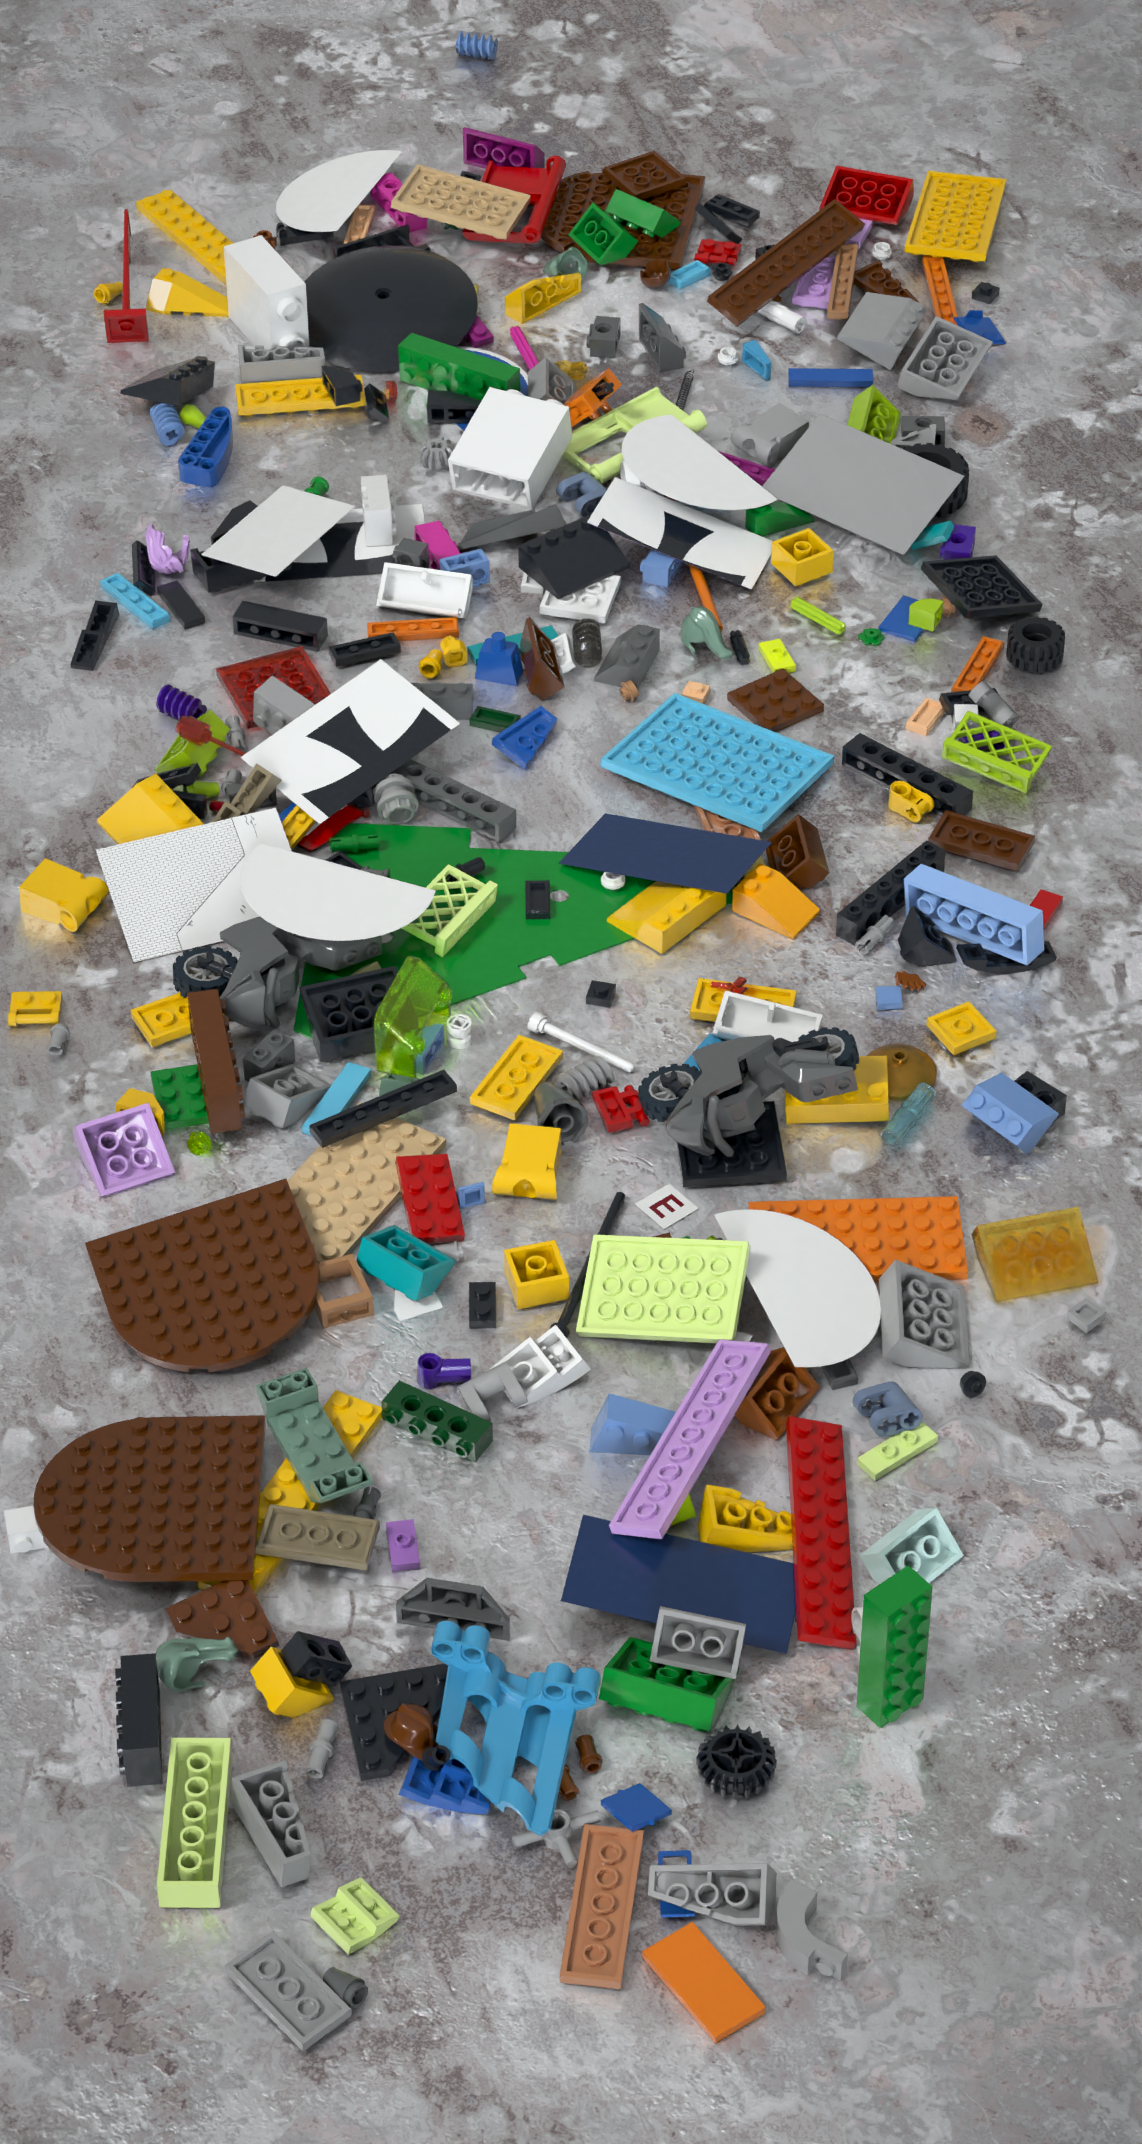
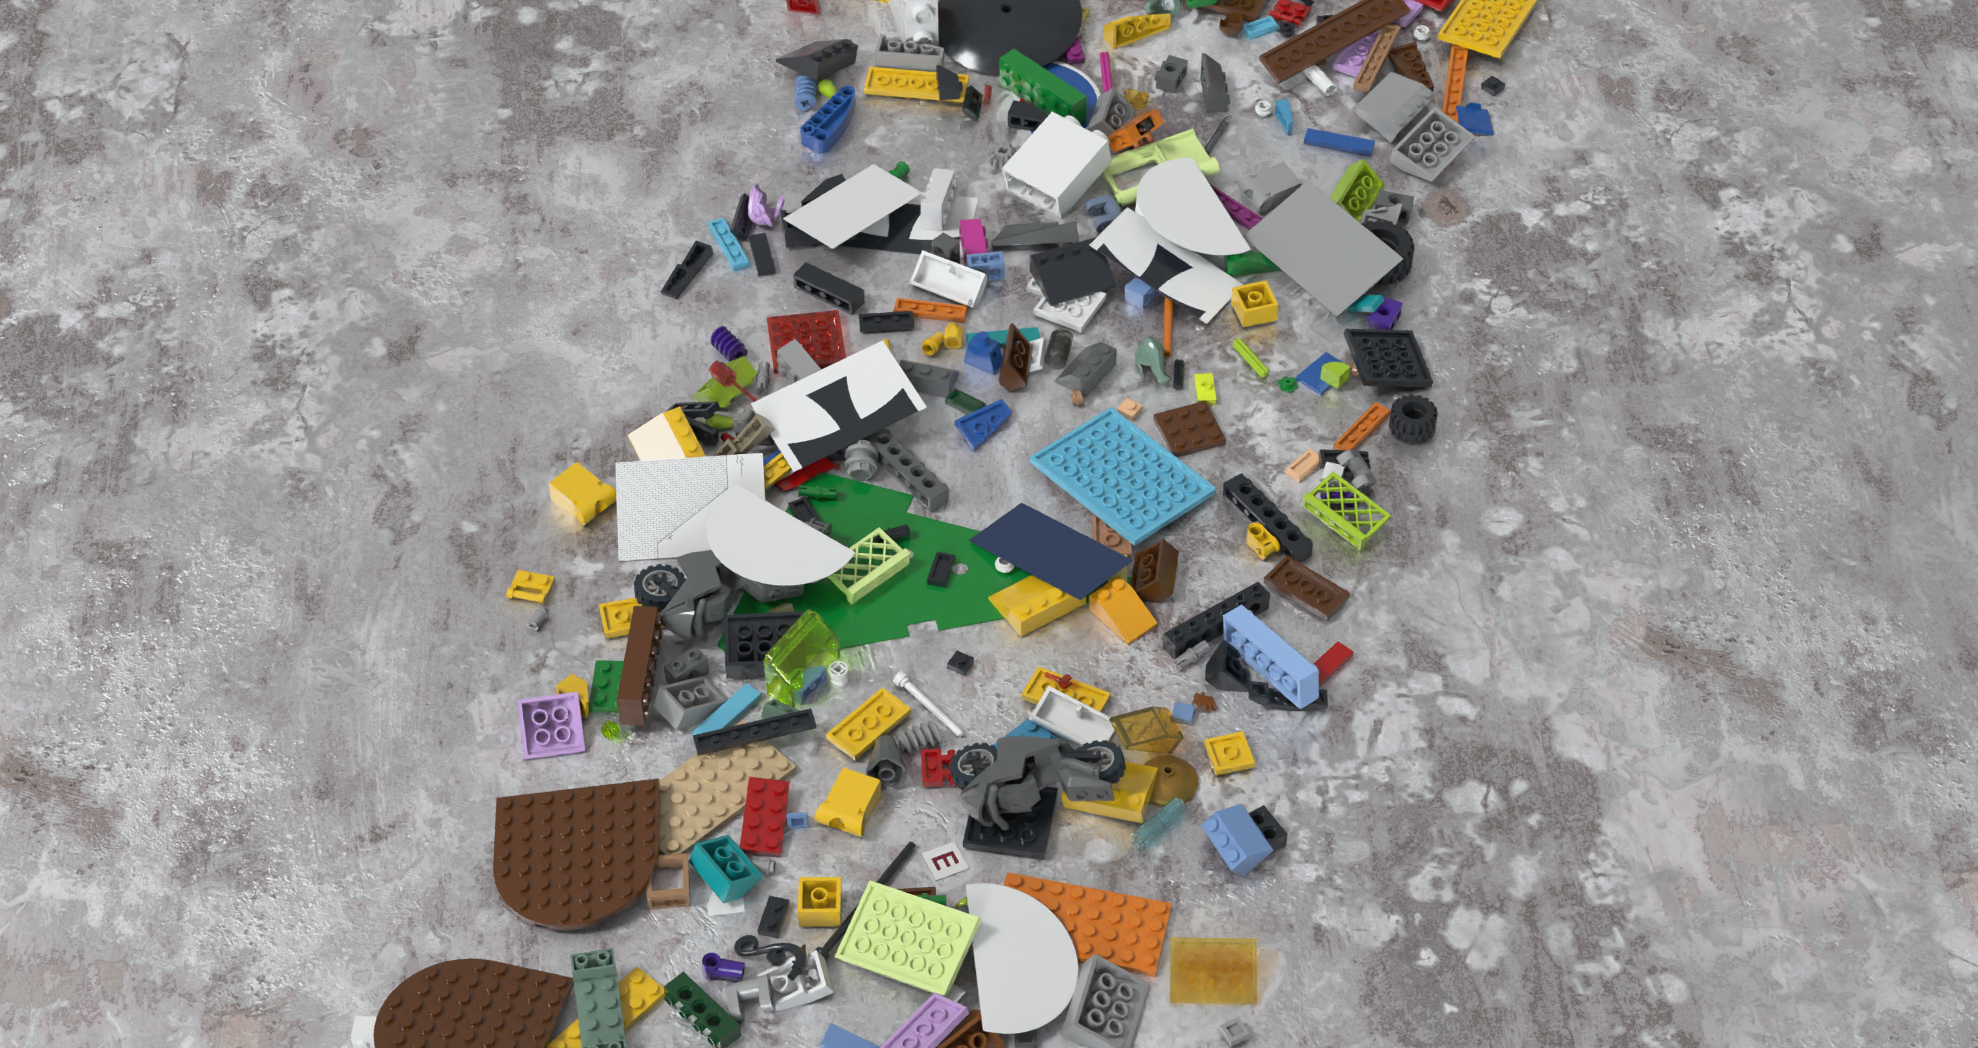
camera: 15 degrees right, 5 degrees up
(505, 1339) = (775, 953): none -> black plant
(862, 1015) = (1148, 730): none -> clear yellow slope

